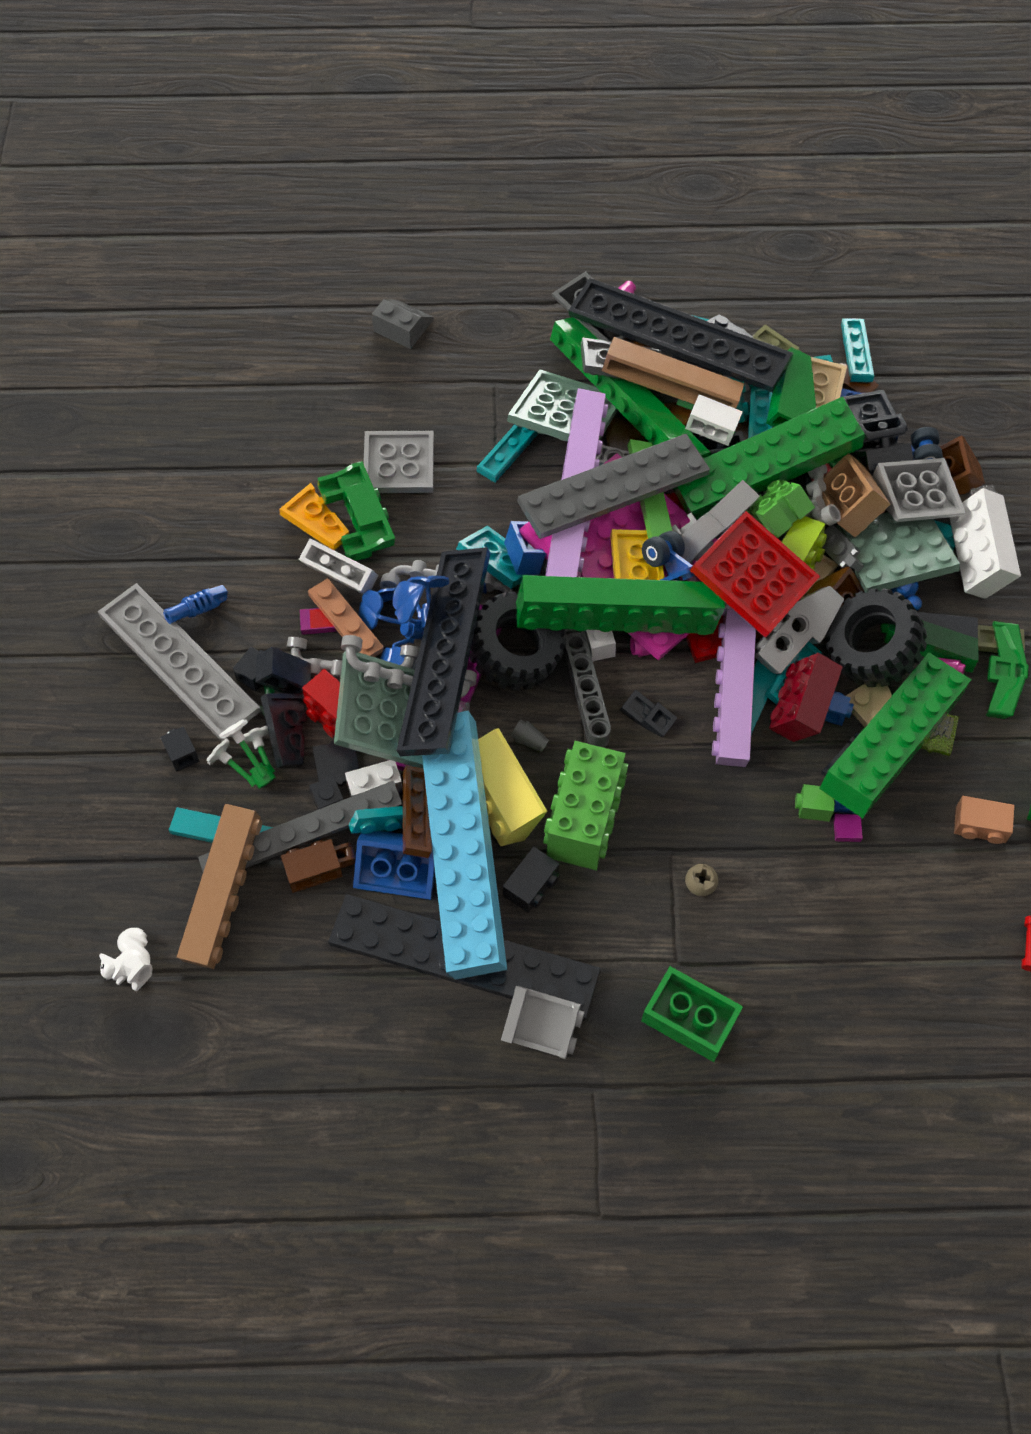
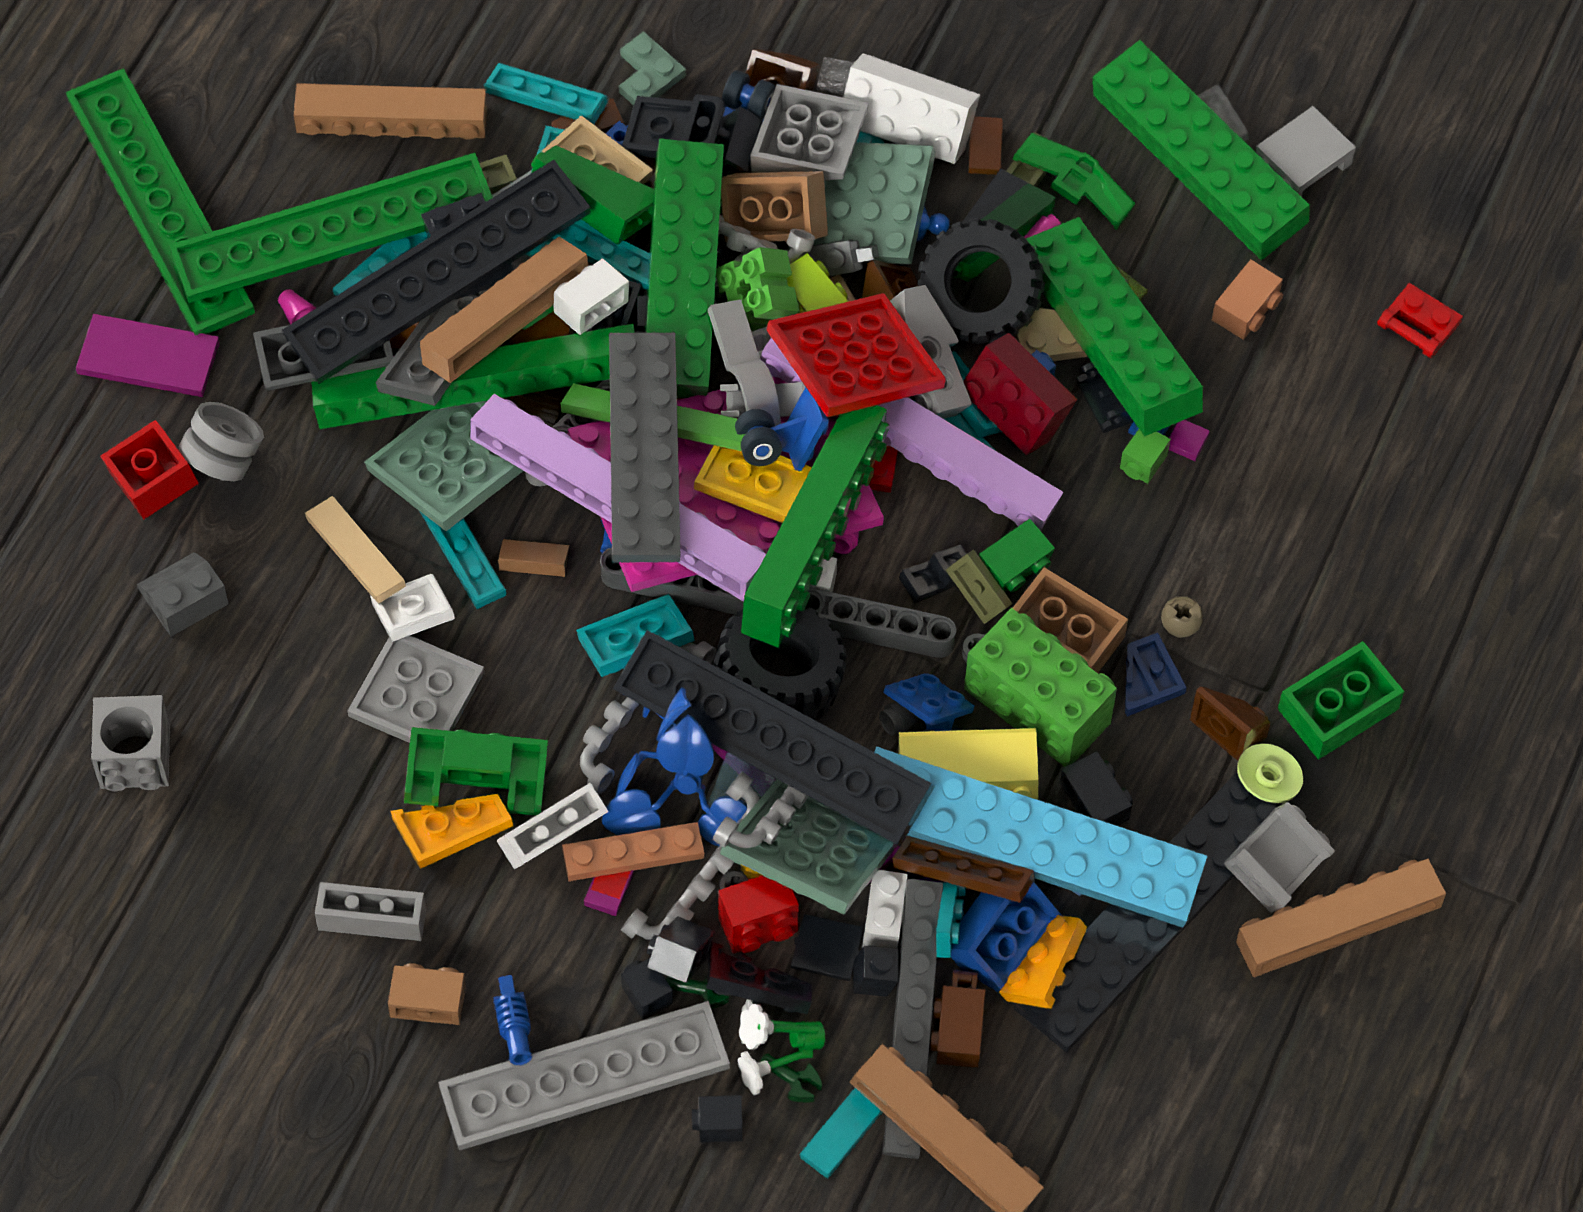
camera: 65 degrees left, 0 degrees up
(191, 551) = (427, 994): none -> medium nougat brick
(232, 783) = (794, 1078): none -> dark green bar
(233, 498) = (370, 911): none -> light grey brick
(283, 333) = (124, 718): none -> light grey brick
(373, 897) = (1044, 964): none -> light orange wing
(453, 434) = (414, 608): none -> white tile
(469, 268) = (149, 469): none -> red brick
(476, 390) = (355, 549): none -> tan tile
(504, 289) = (221, 441): none -> light grey wheel
(518, 1087) = (1340, 916): none -> medium nougat brick
(523, 556) = (648, 604): blue panel -> none
(524, 477) = (533, 557): none -> medium nougat slope
(542, 746) = (930, 701): none -> blue plate
(550, 241) = (147, 355): none -> magenta tile
(618, 983) = (1275, 764): none -> yellowish green dish
(634, 946) = (1229, 721): none -> reddish brown slope
(644, 878) = (1150, 675): none -> dark blue wing
(646, 739) = (978, 586): none -> olive plate
(648, 805) = (1073, 617): none -> medium nougat brick
(651, 202) = (151, 189): none -> green plate
(682, 277) = (322, 228): none -> green plate
(682, 752) = (1018, 556): none -> green brick
(790, 280) = (390, 111): none -> medium nougat brick
(916, 403) = (655, 69): none -> sand green plate
(992, 606) = (985, 145): none -> reddish brown slope

